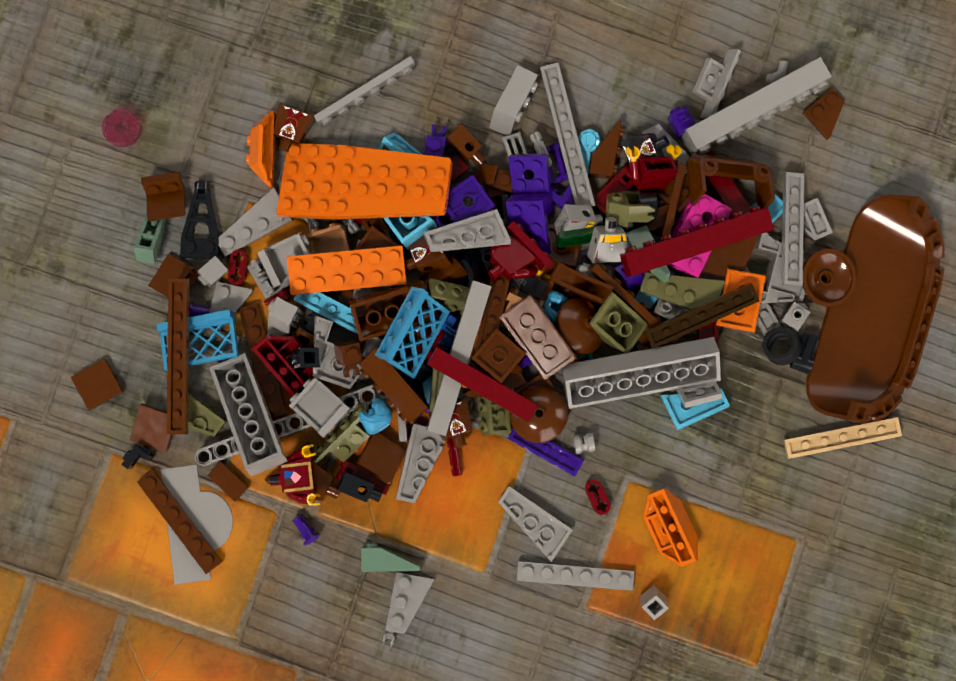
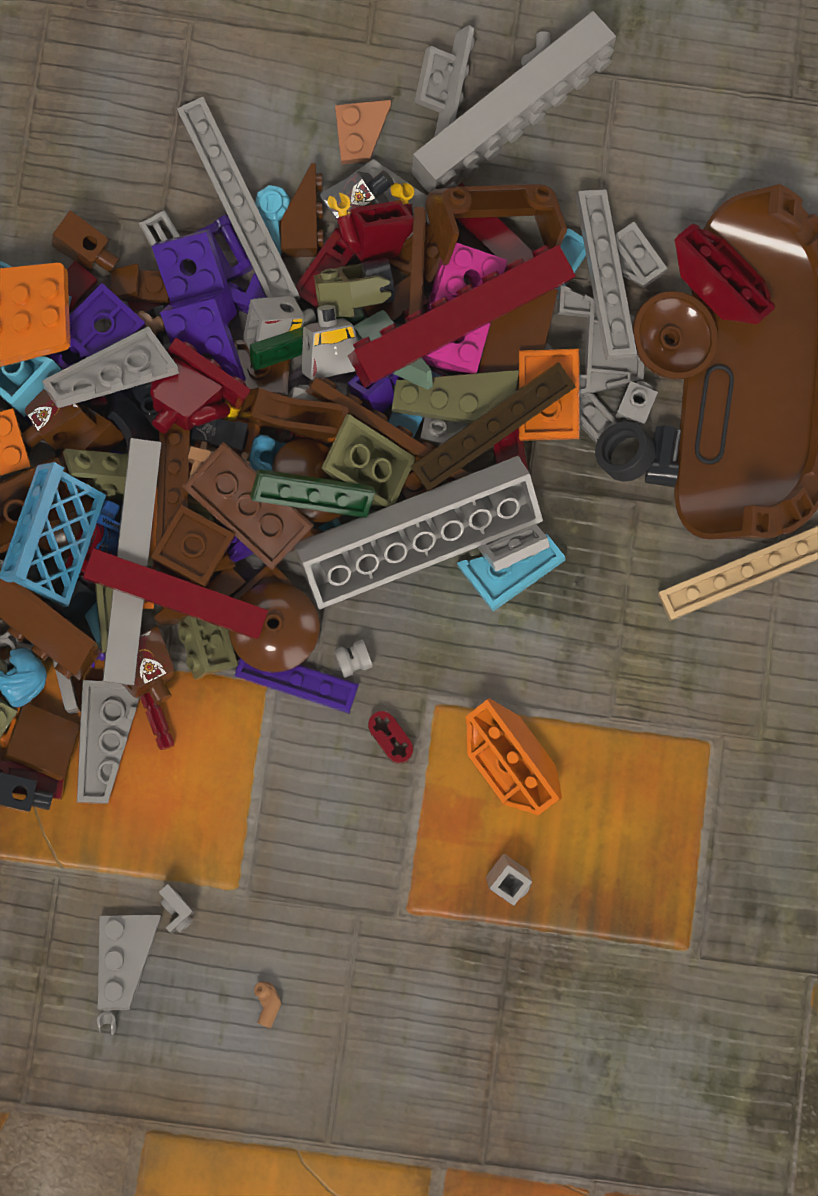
camera: 20 degrees left, 5 degrees down
(381, 560) = (72, 901): sand green slope -> none
(436, 144) = (38, 248): dark purple brick -> none
(444, 574) = (175, 903): none -> light grey bracket
(491, 647) = (270, 1002): none -> medium nougat arm
(501, 207) = (155, 324): none -> medium nougat arm
(513, 100) = (145, 165): light grey wedge -> none
(539, 145) = (198, 223): light grey axle -> none
(540, 526) = (308, 798): light grey wing -> none
(575, 575) = (380, 865): light grey plate -> none
(580, 338) = (312, 493): none -> dark green tile
(653, 102) = (359, 129): none -> nougat wing
(680, 120) = (401, 146): dark purple brick -> none
(825, 112) = (620, 96): reddish brown wing -> none
(850, 335) = (726, 418): none -> black piece
(867, 246) = (722, 277): none -> dark red wedge

